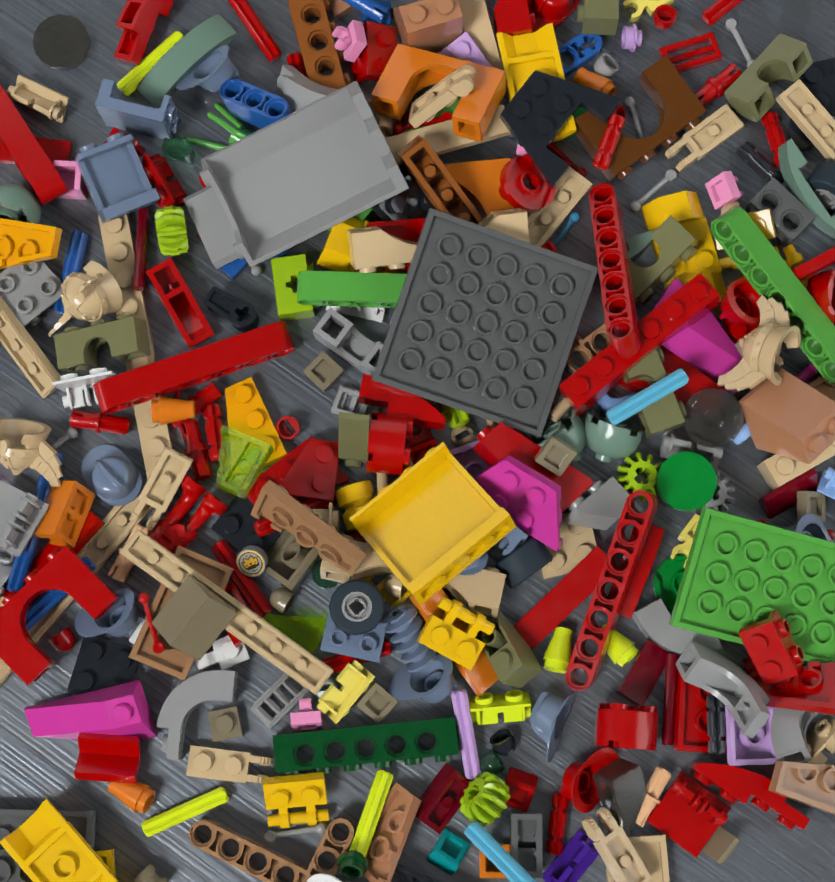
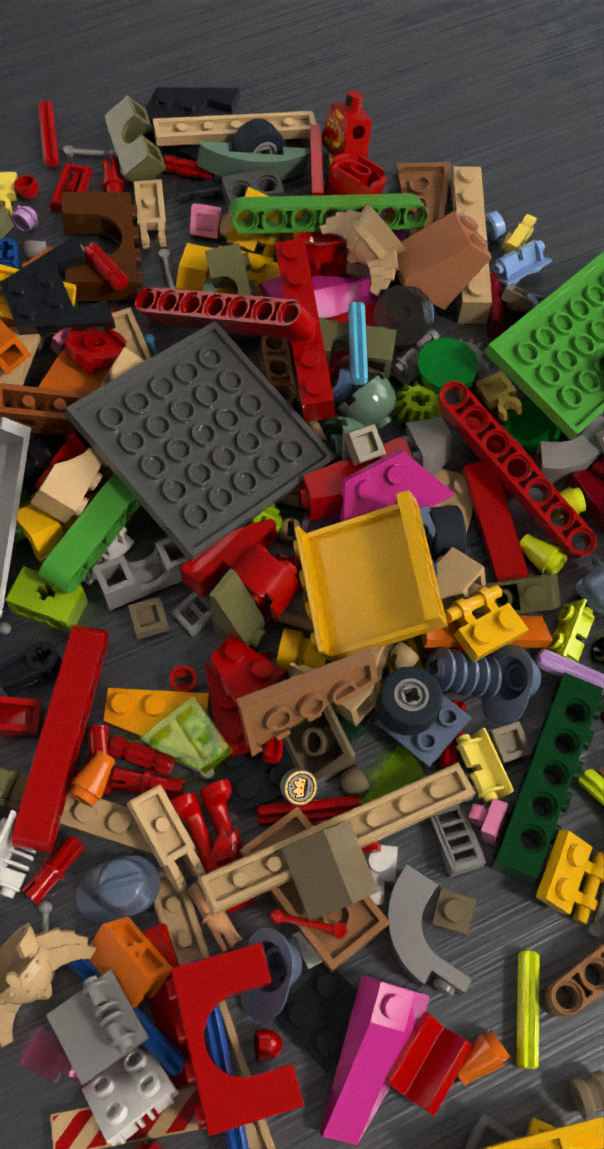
camera: 65 degrees left, 15 degrees down
(224, 764) = (497, 936): tan hinge -> none

